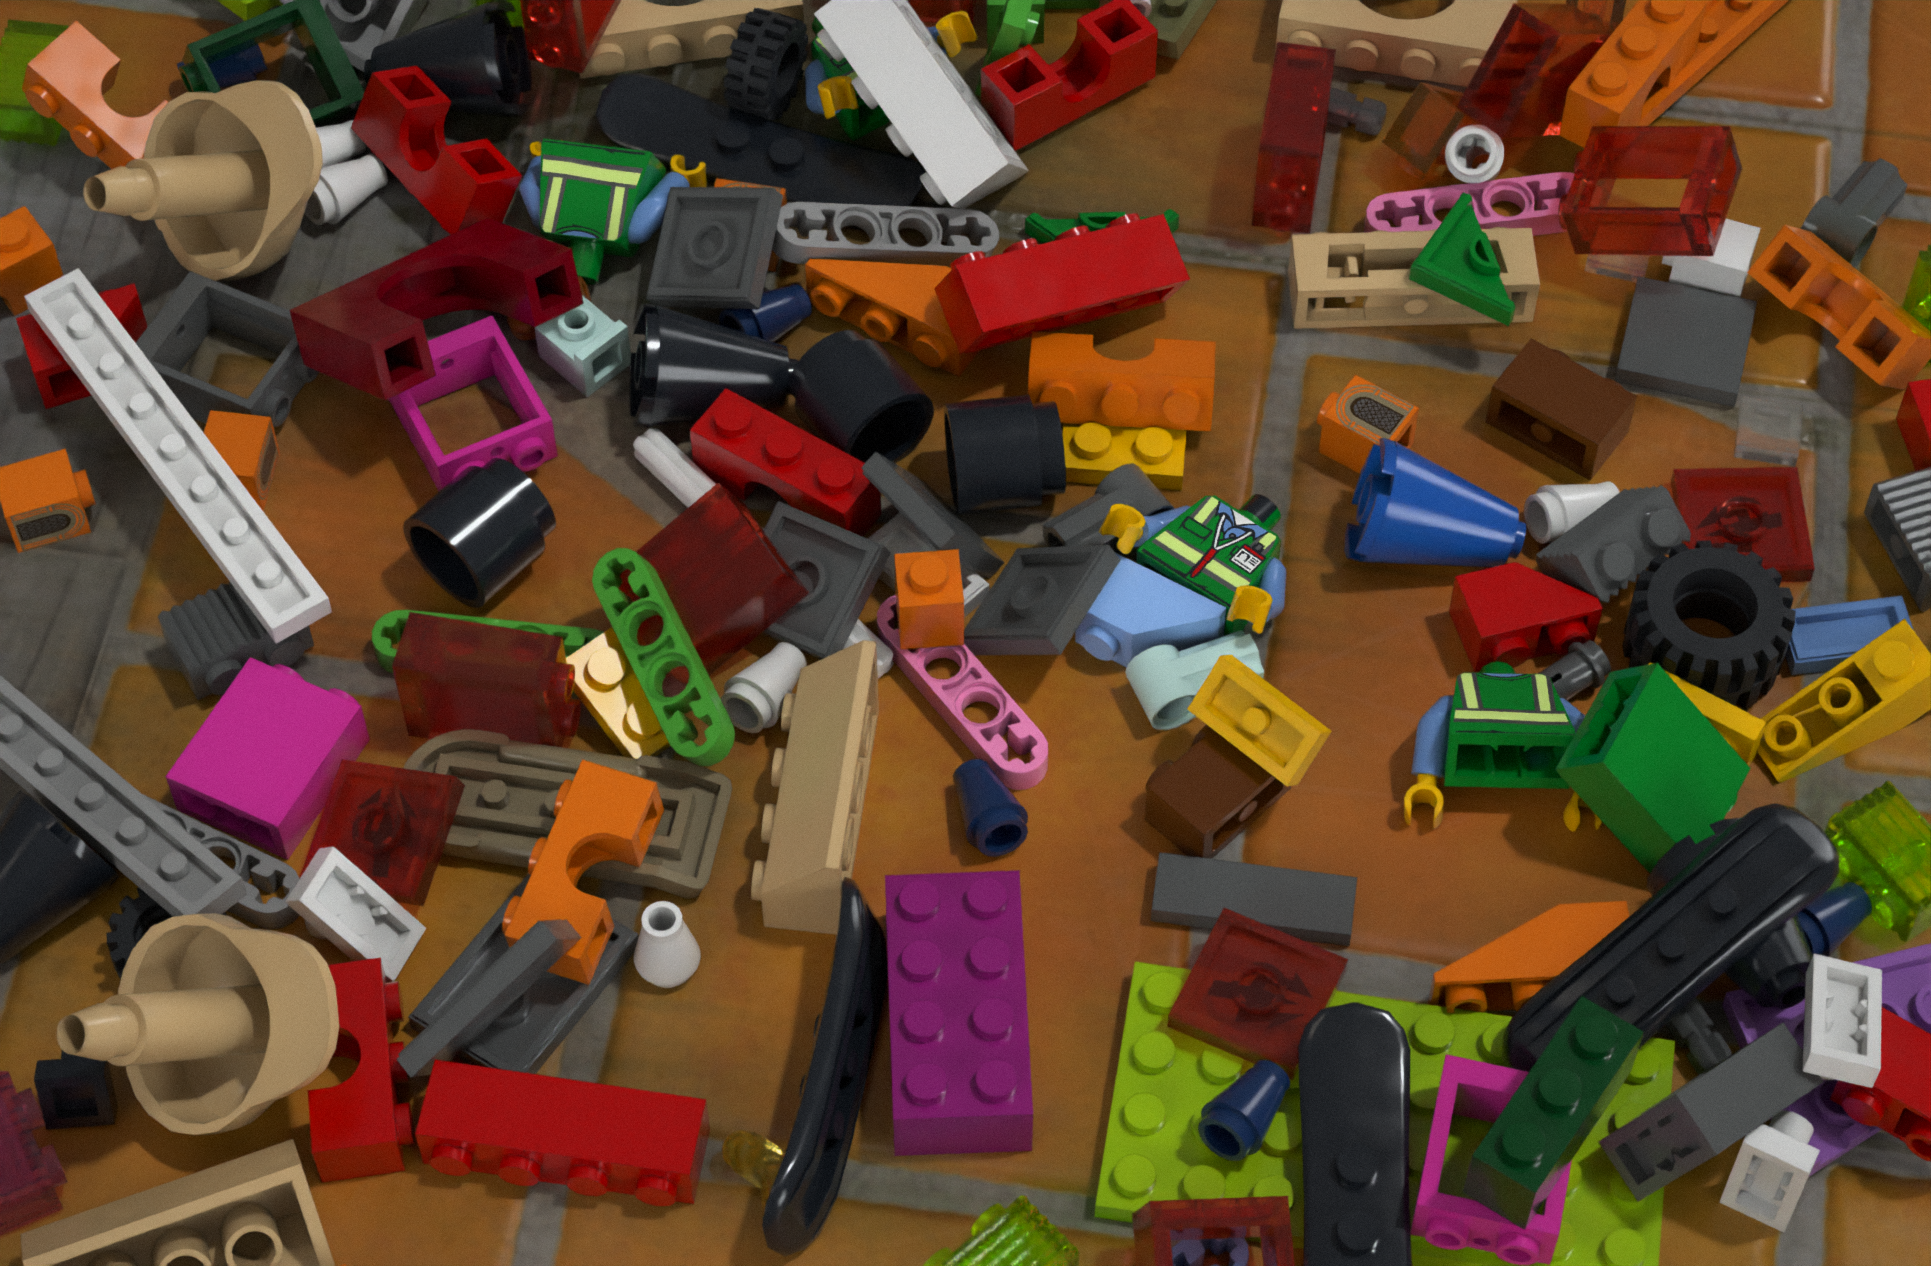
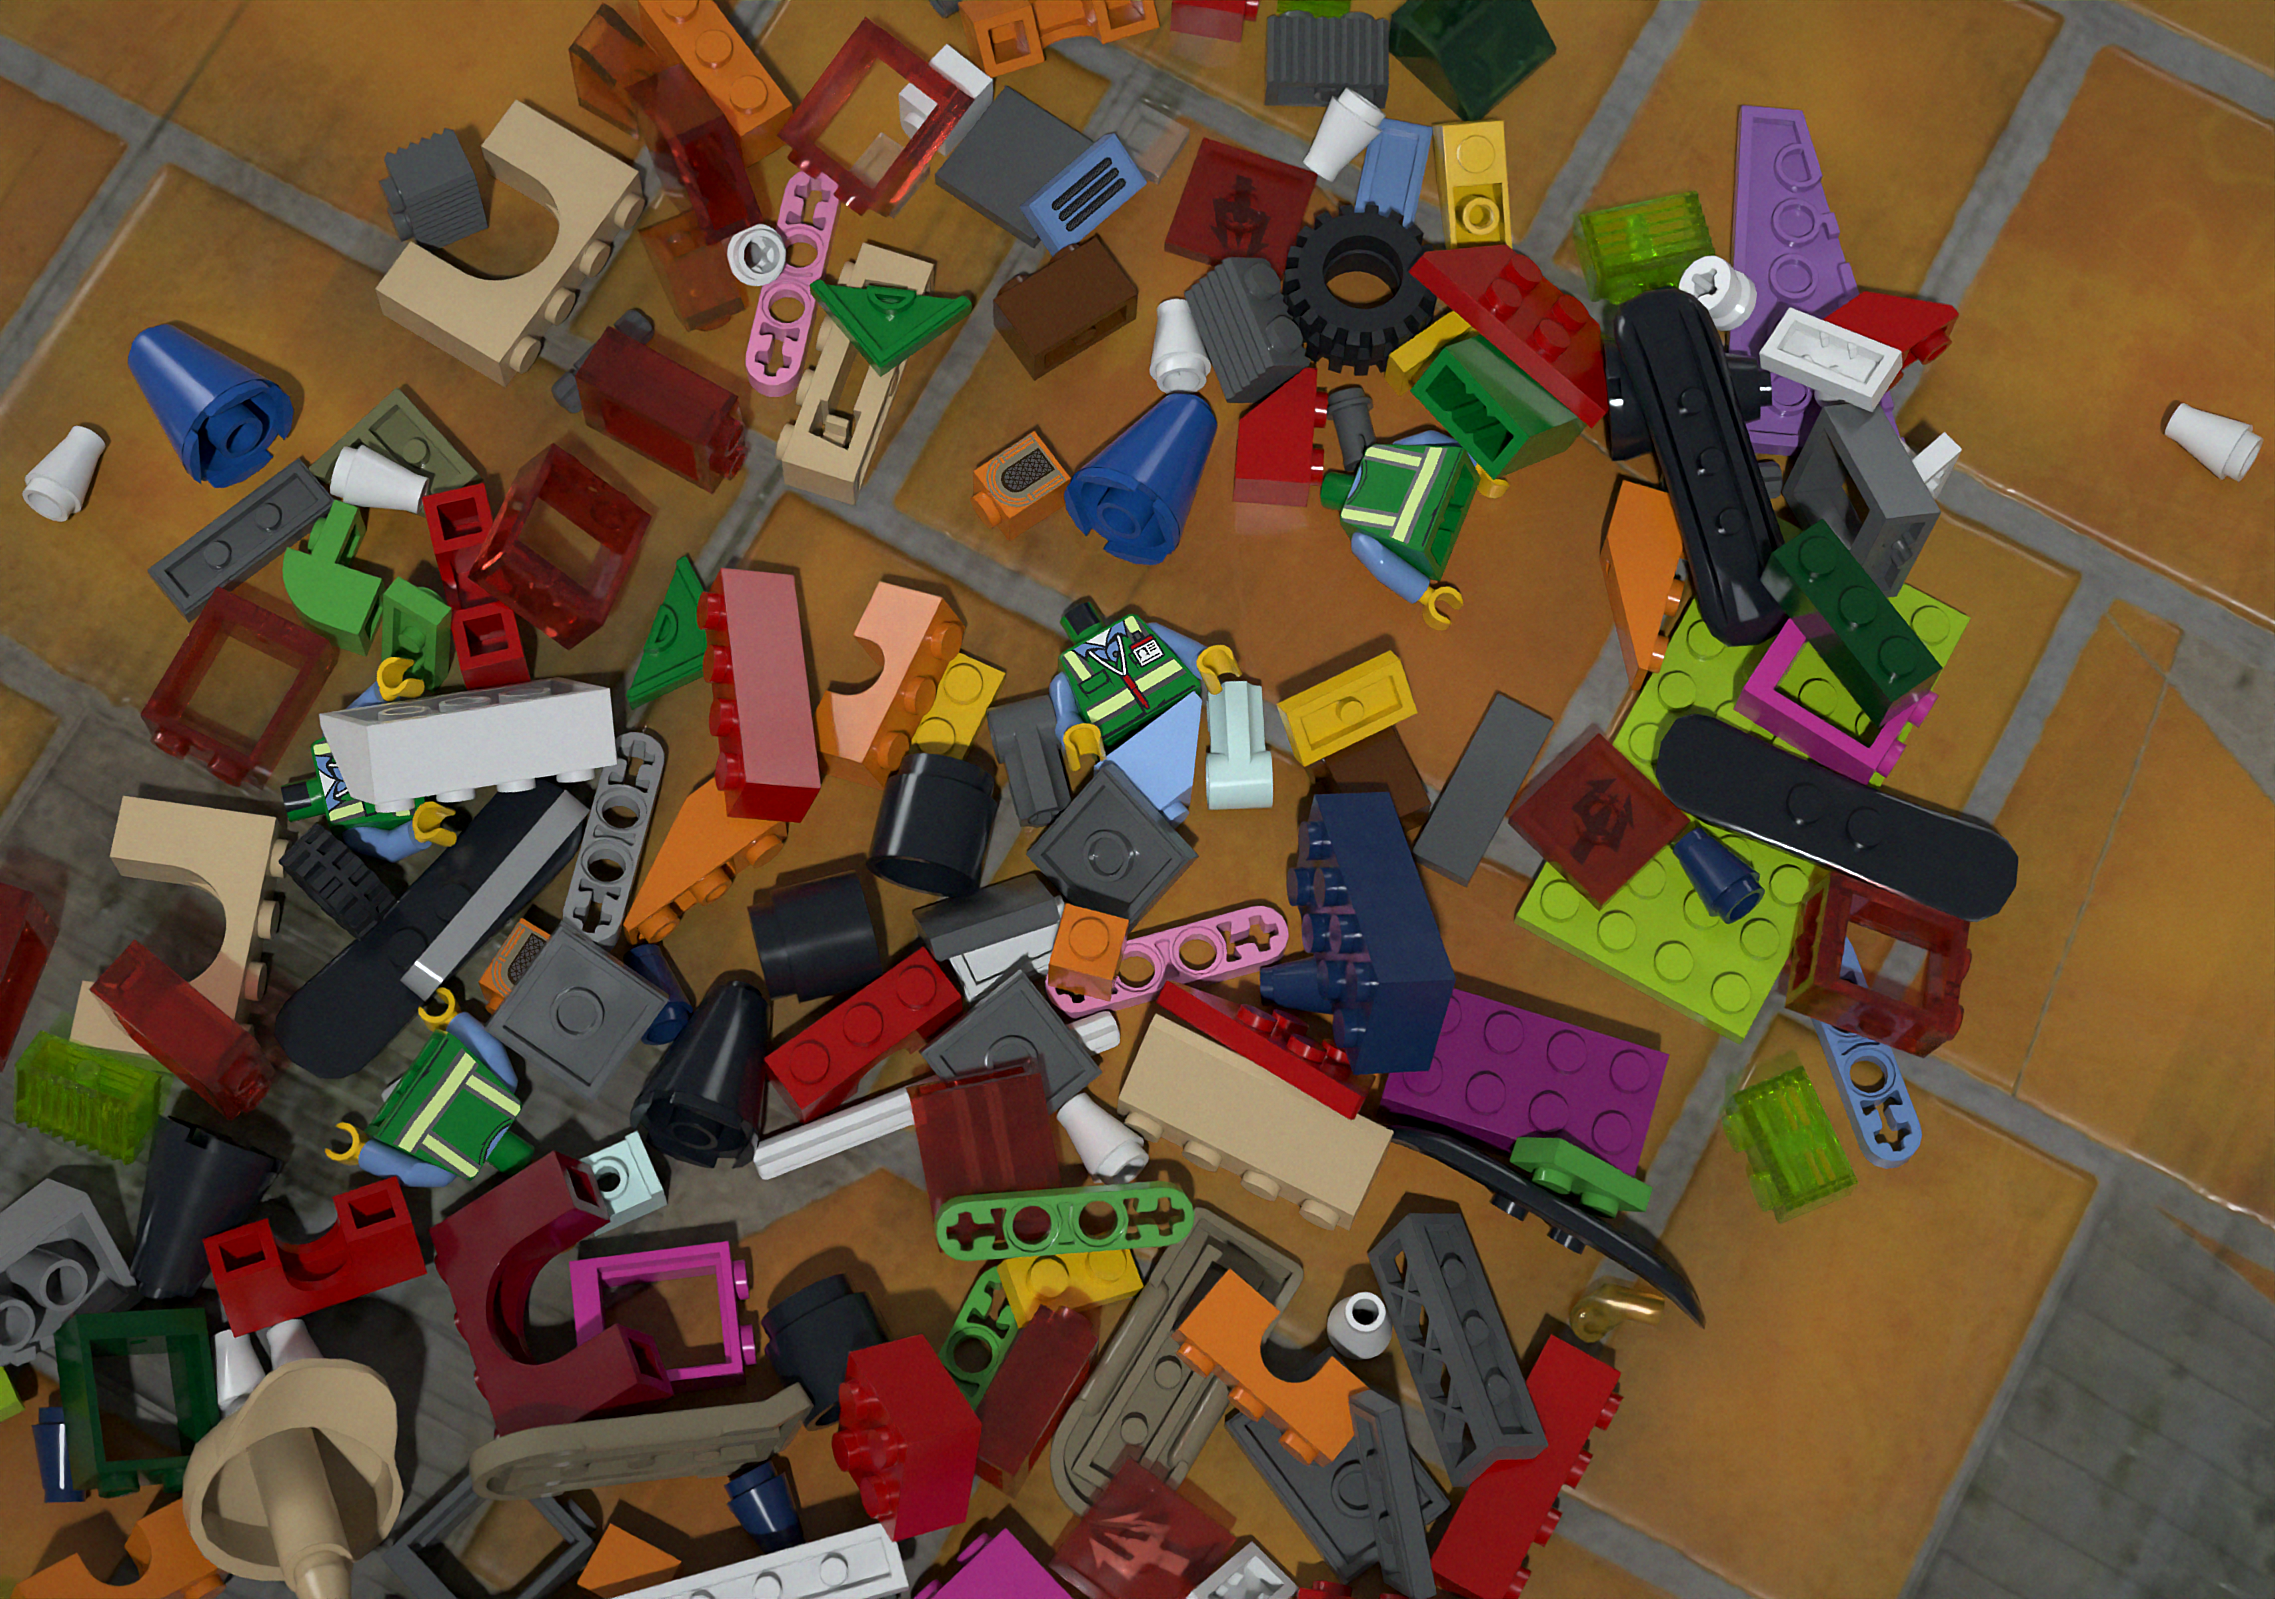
camera: 75 degrees left, 15 degrees up
(333, 537) = (766, 1508): none -> dark blue cone
(371, 475) = (638, 1448): none -> dark tan piece
(396, 568) = (906, 1437): none -> red brick
(668, 1023) = (1462, 1334): none -> dark grey fence
(797, 164) = (495, 895): none -> light grey beam
(872, 1048) = (1571, 1170): none -> bright green plate
(893, 774) = (1274, 1043): none -> red wing
(1031, 792) = (1370, 933): none -> dark blue brick
(1074, 88) = (533, 584): none -> clear red window
(1682, 387) = (1083, 194): none -> medium blue tile
(1748, 741) = (1525, 319): none -> red wing
(1867, 568) = (1344, 132): none -> white cone
(1877, 929) = (1731, 290): none -> white wheel

